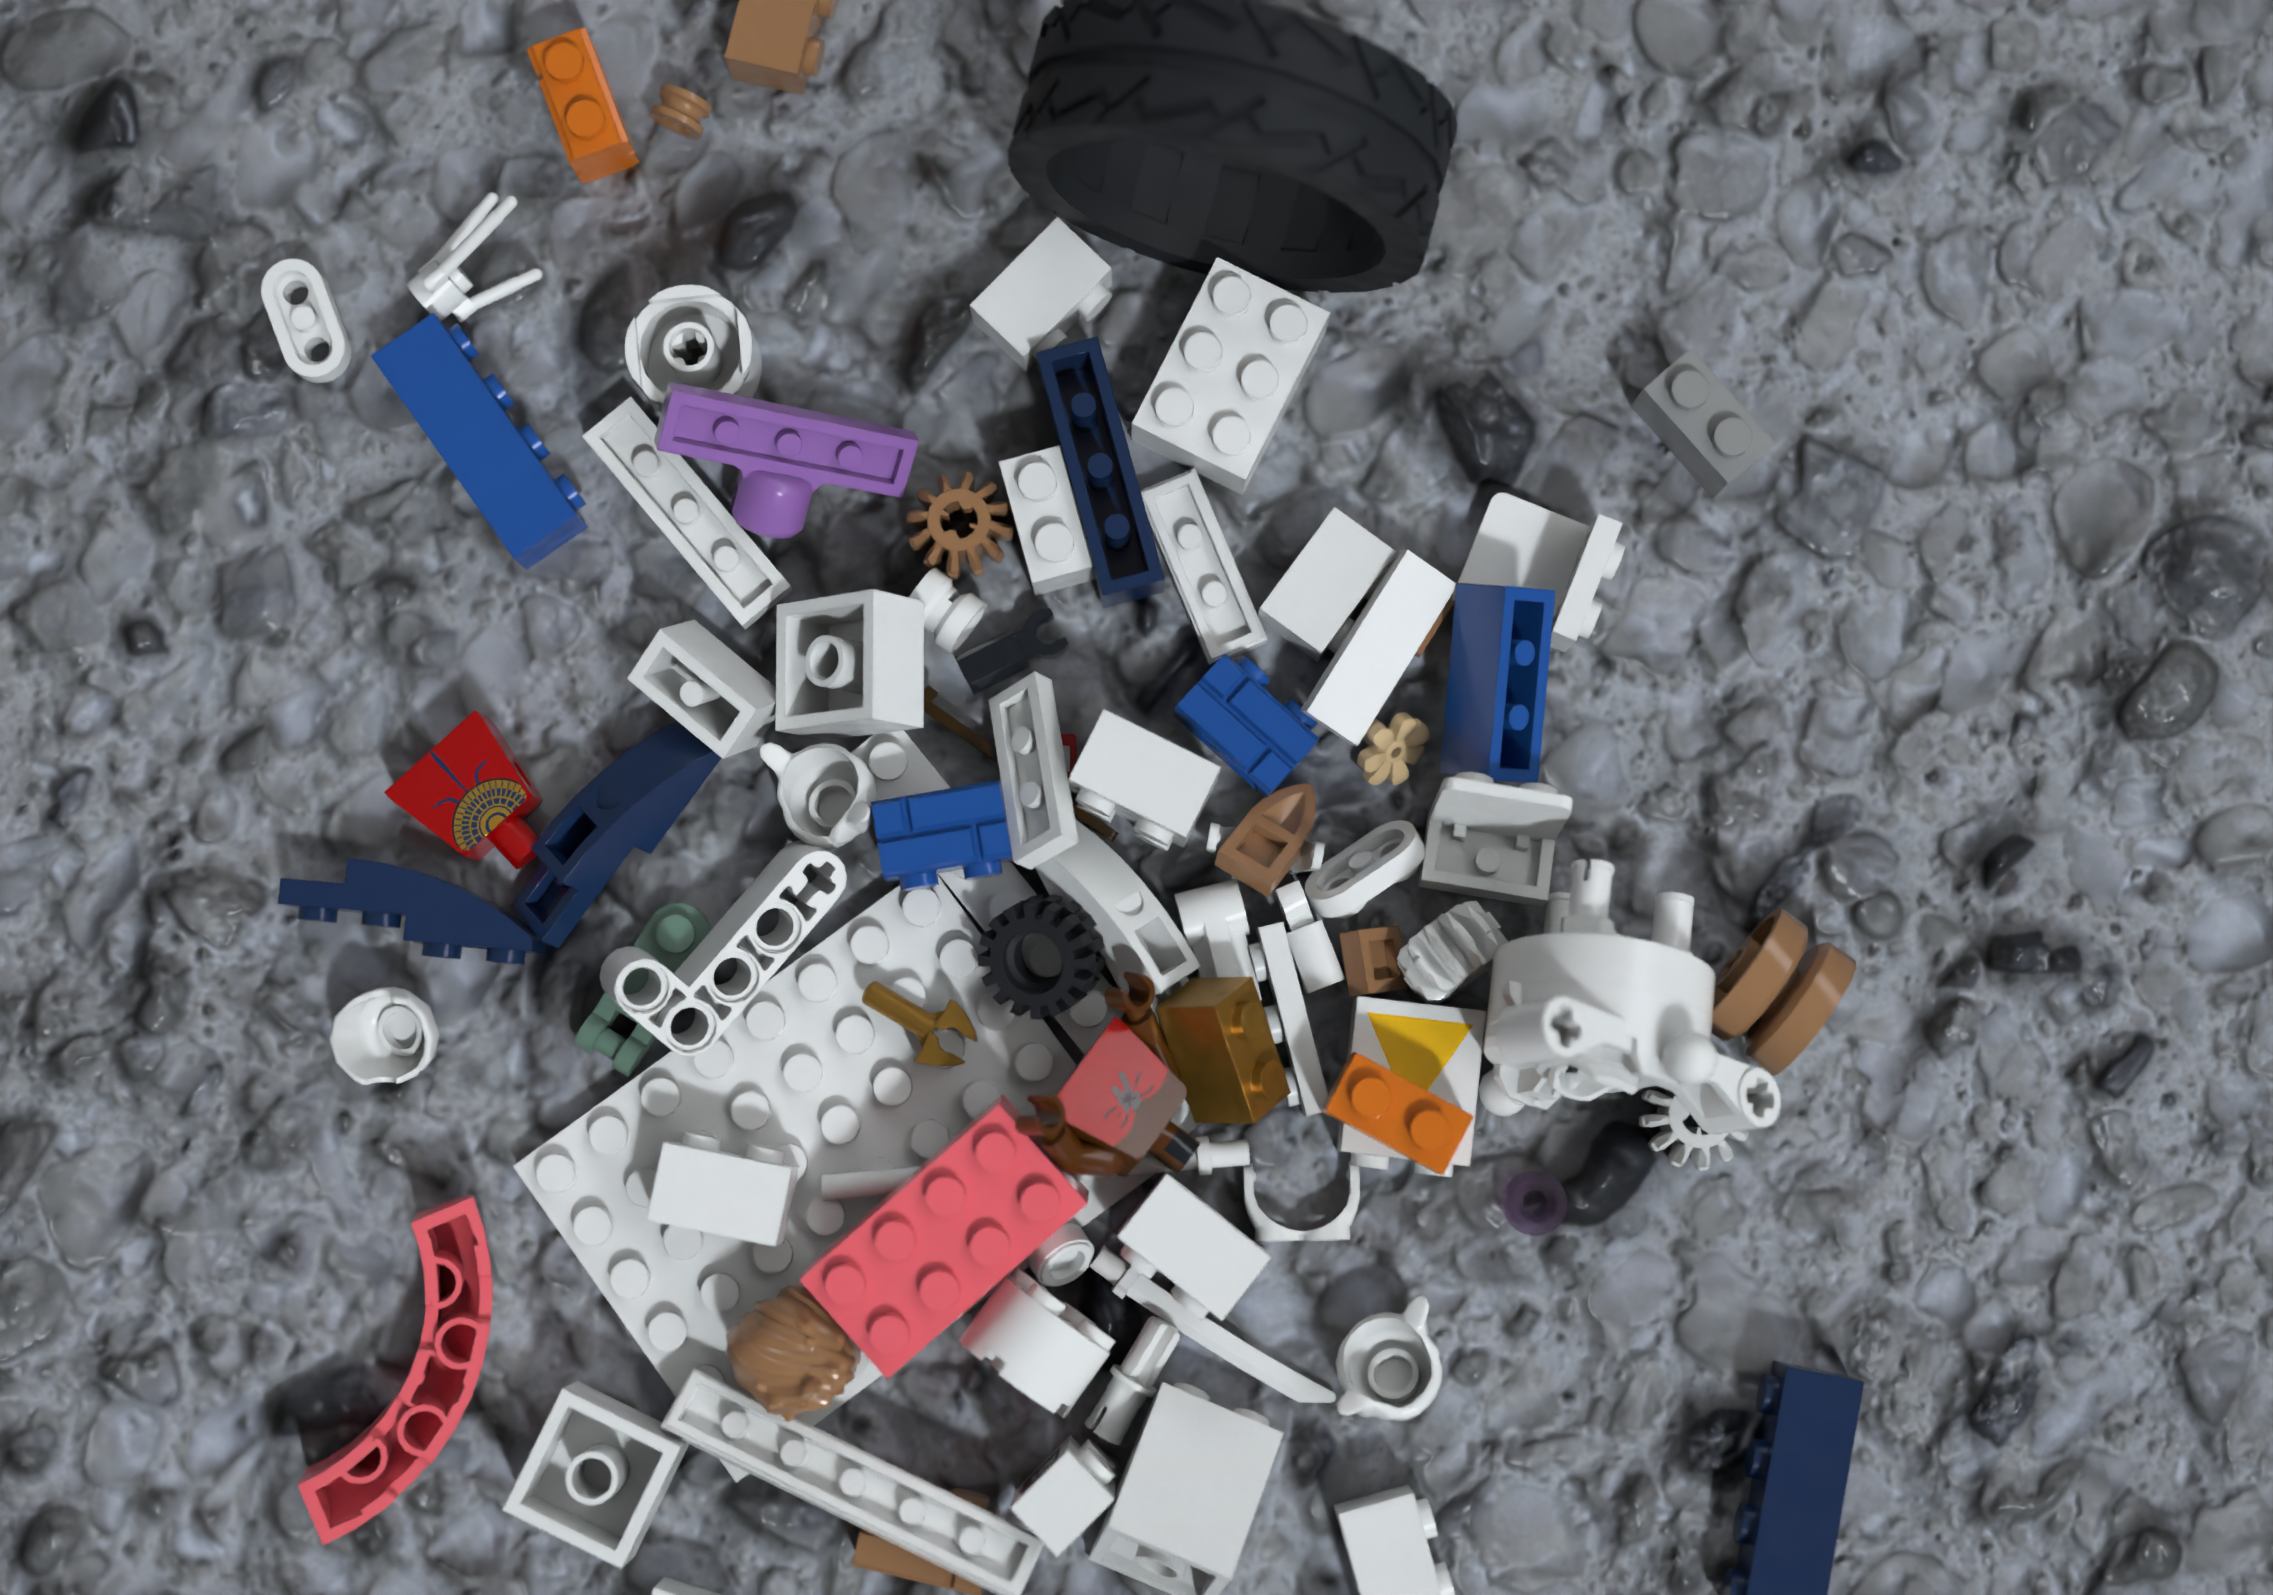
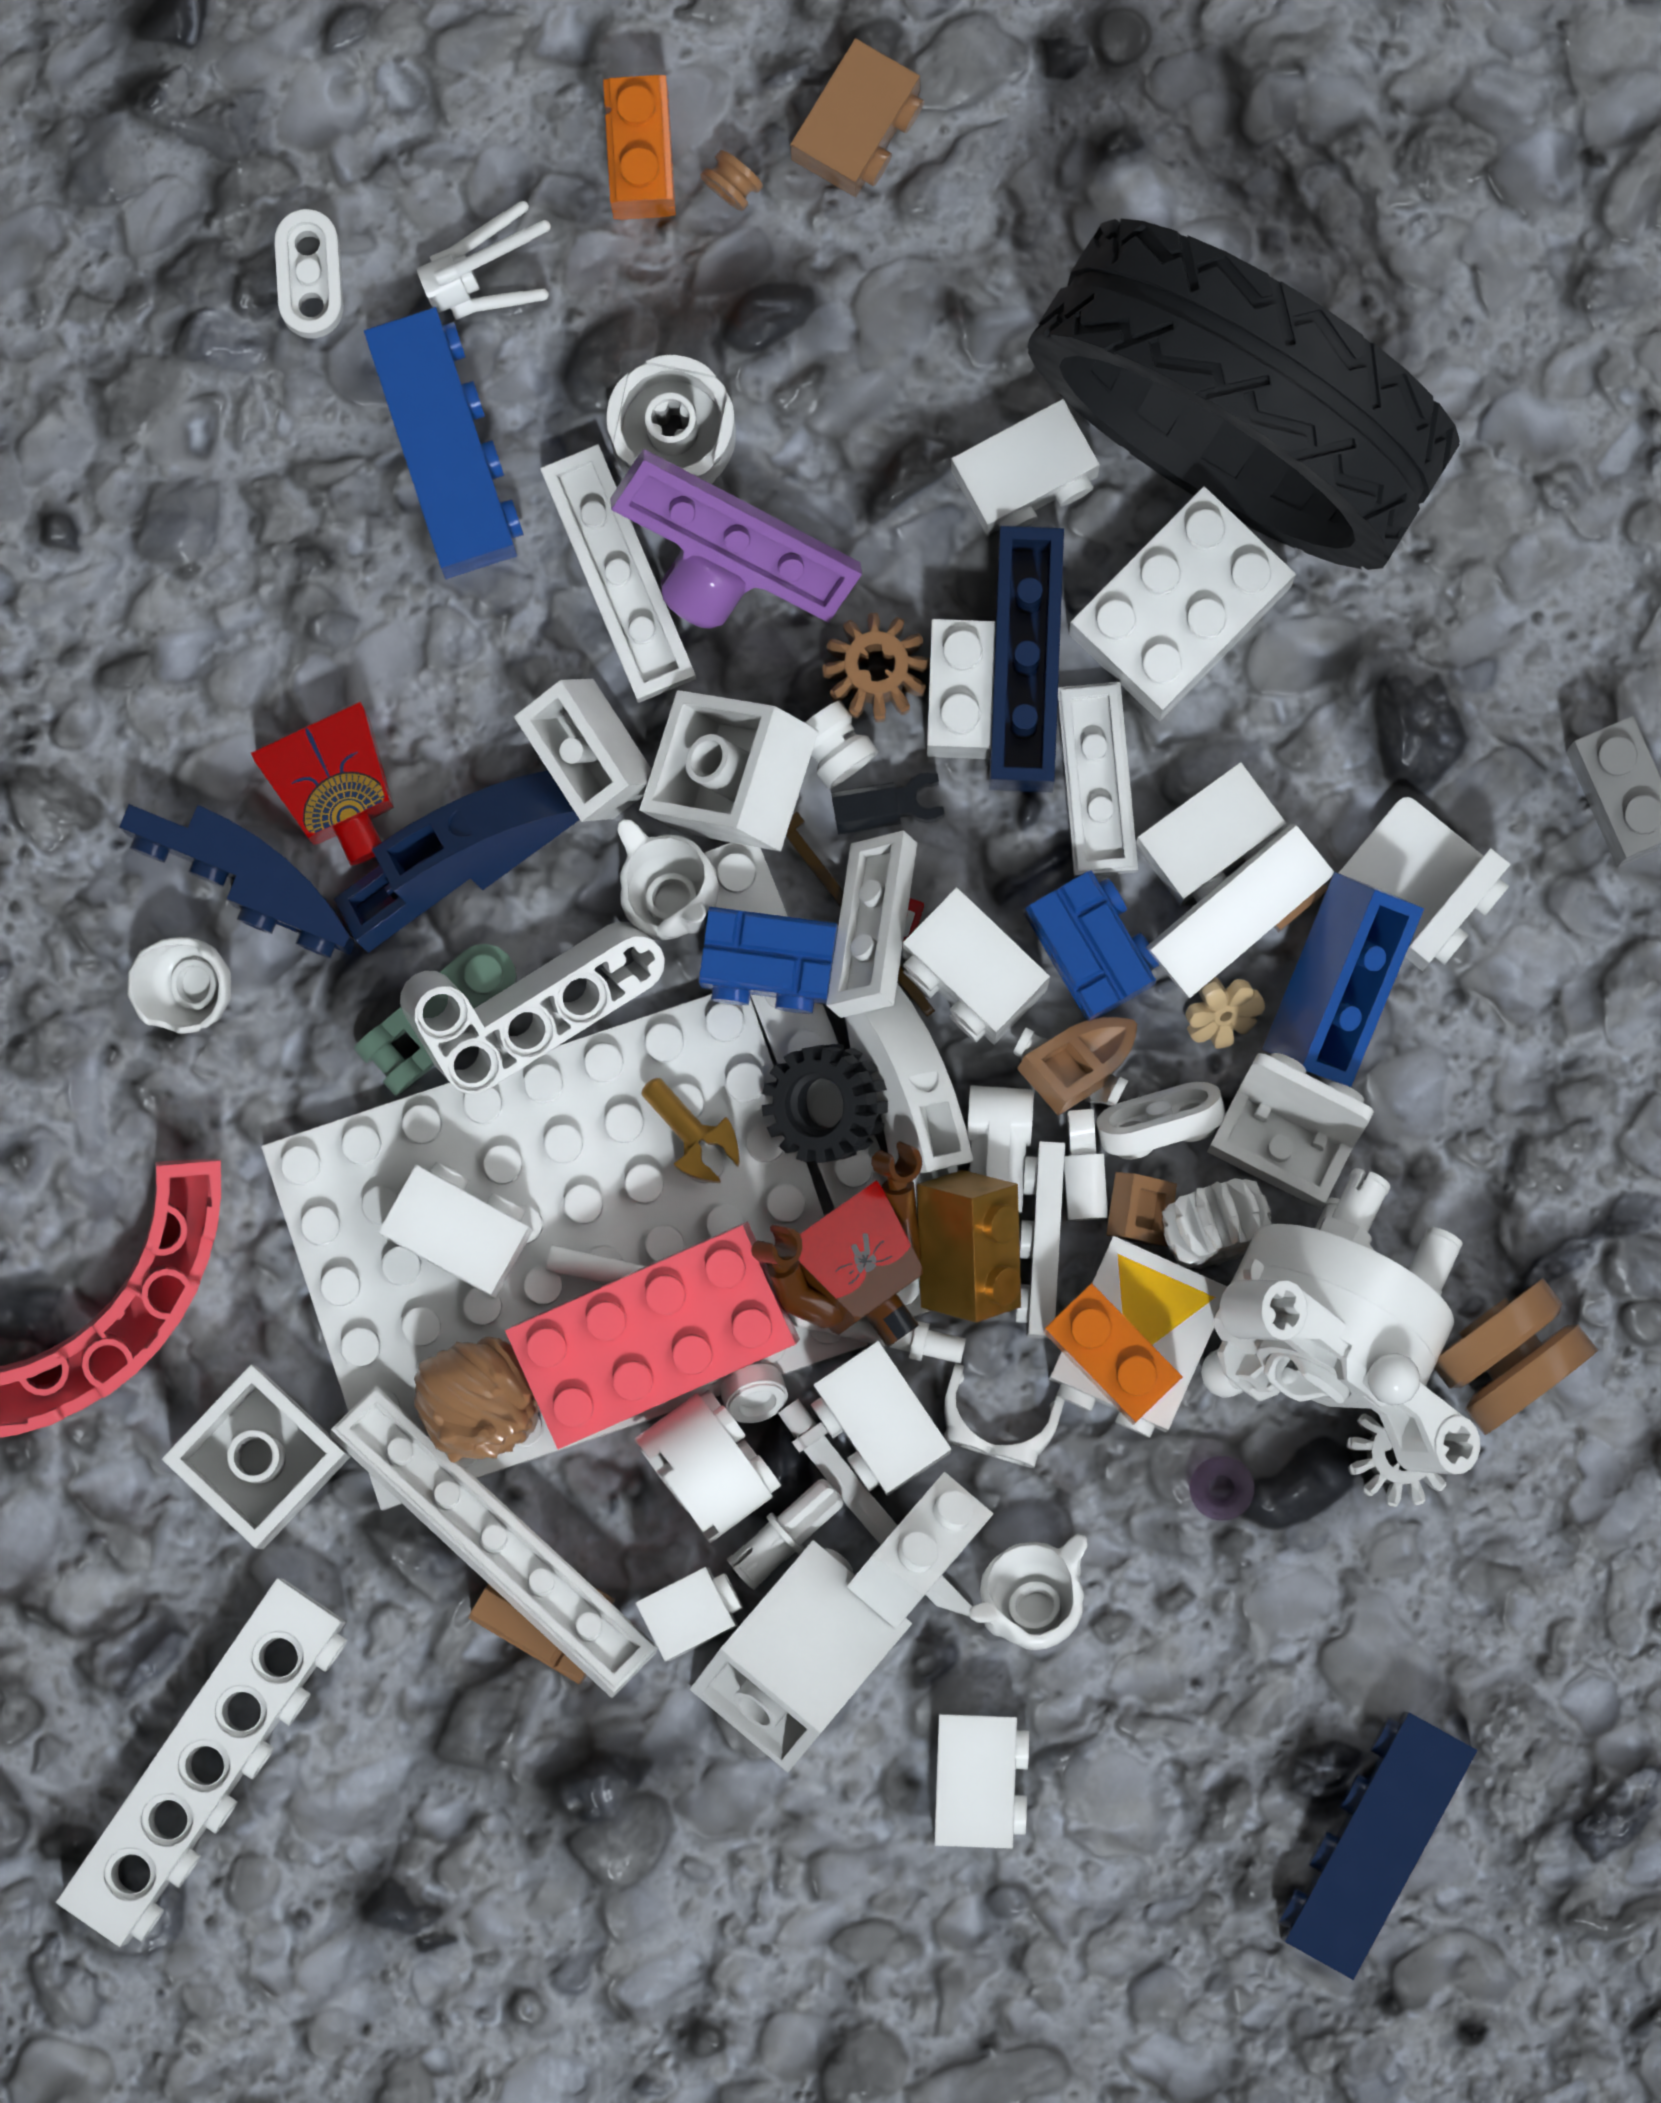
camera: 25 degrees right, 0 degrees up
(1269, 1360) = (919, 1550): none -> white brick

